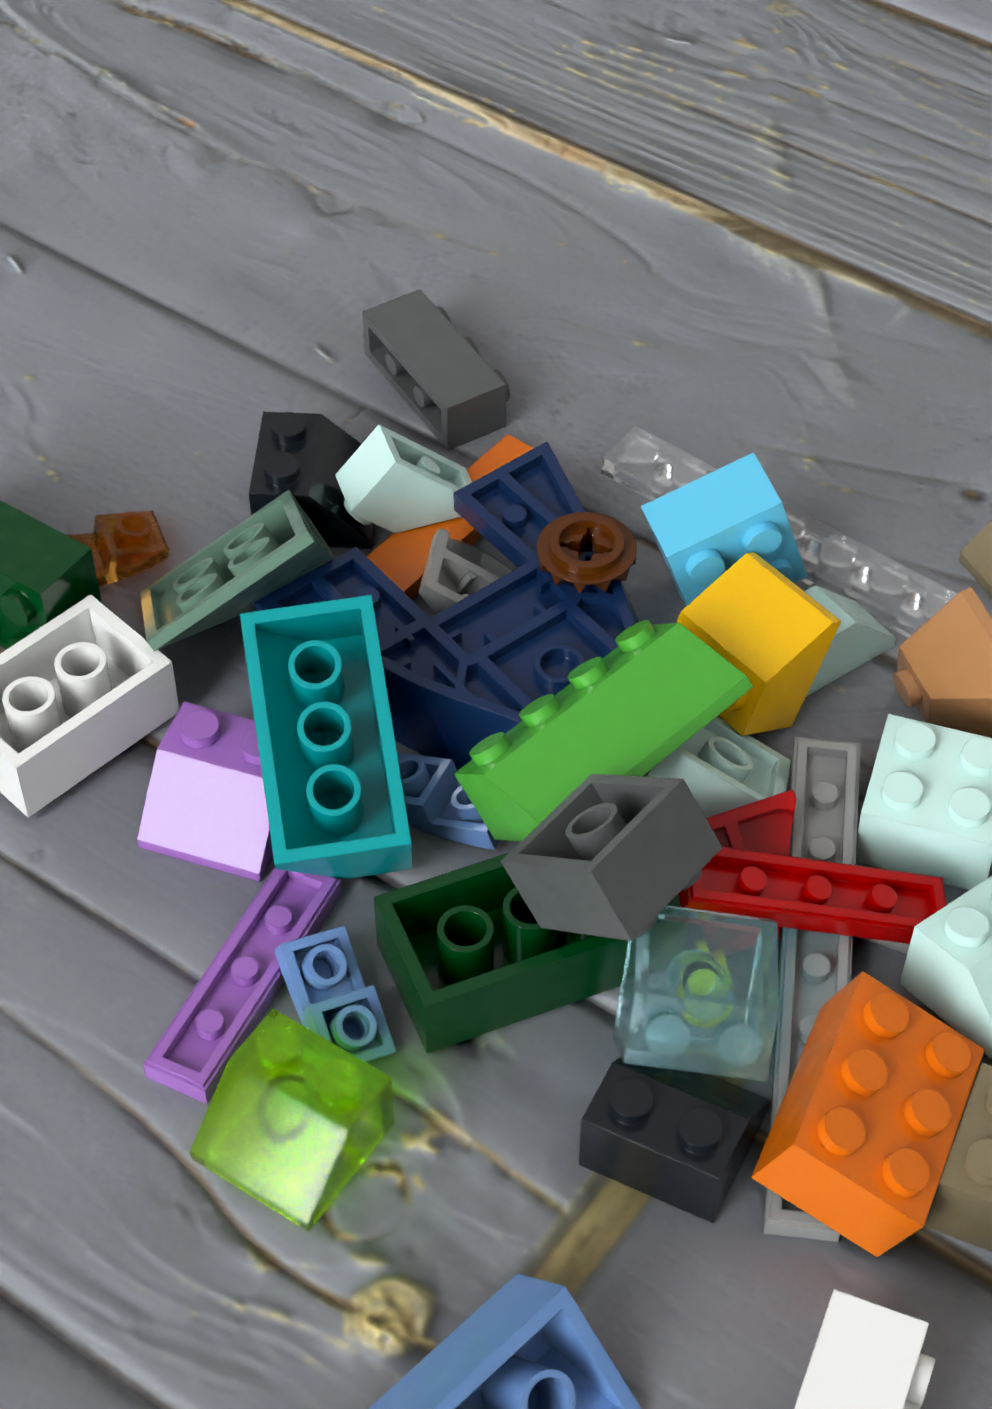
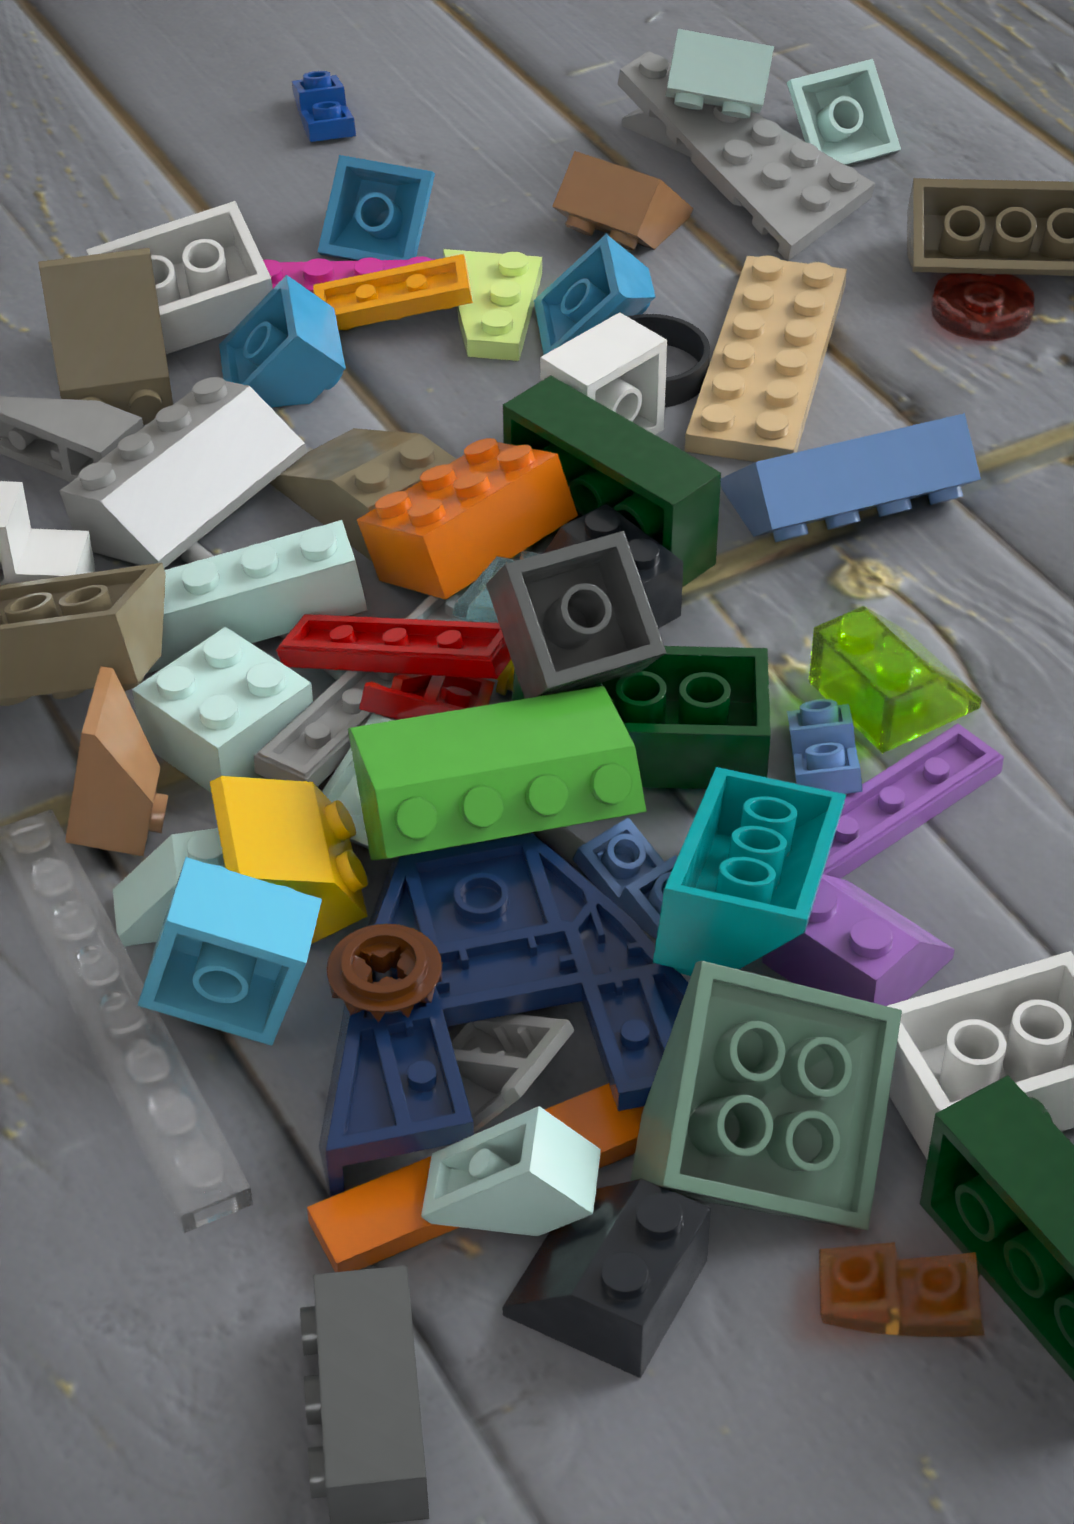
camera: 155 degrees left, 5 degrees down
(734, 1231) = (622, 466): none -> dark green brick

